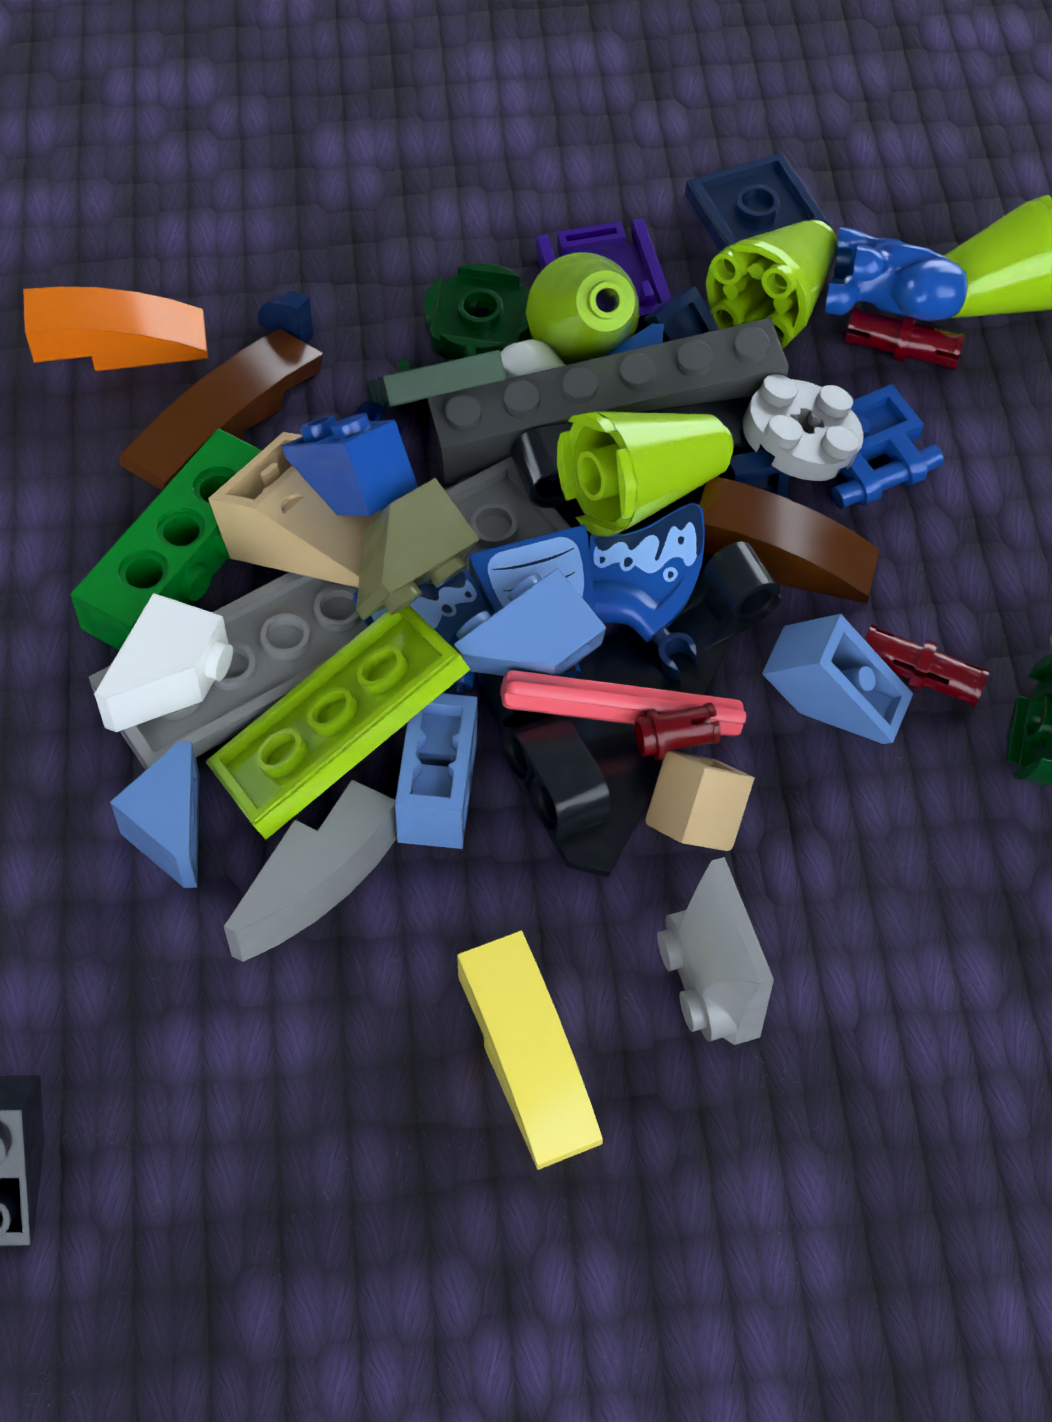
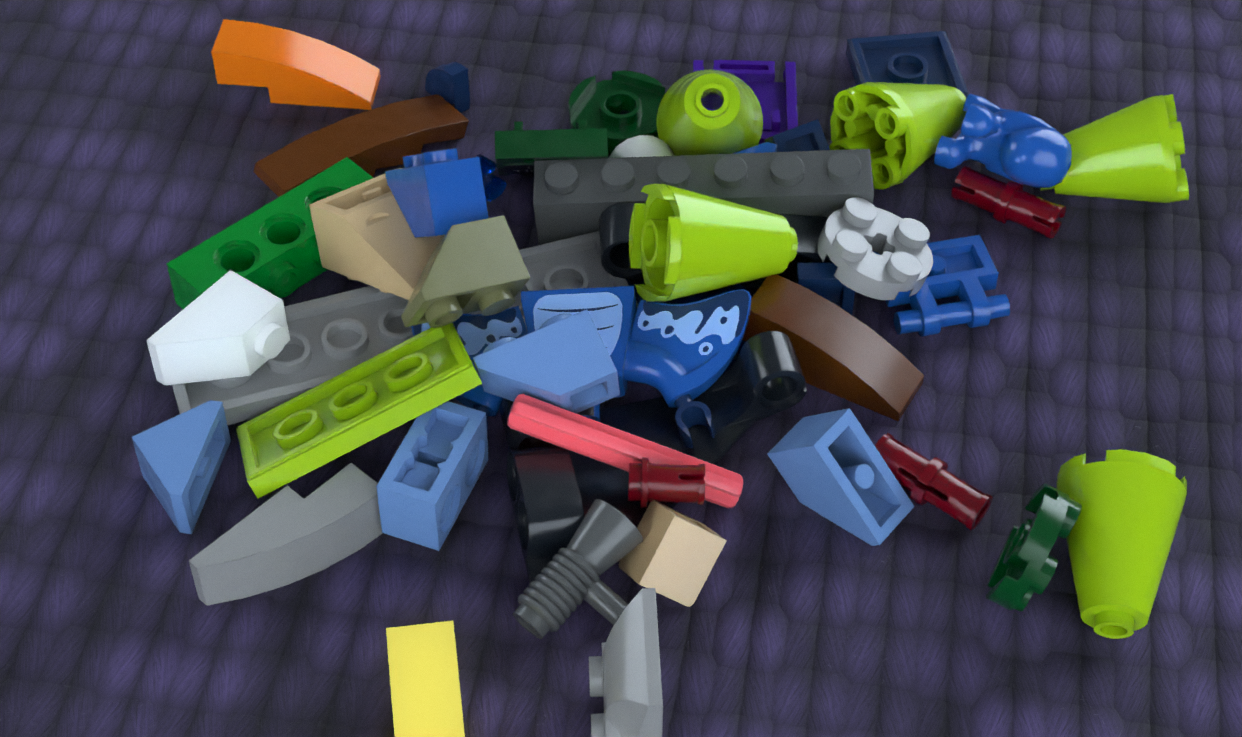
camera: 15 degrees right, 10 degrees down
(614, 846) = (575, 572): none -> dark grey piece

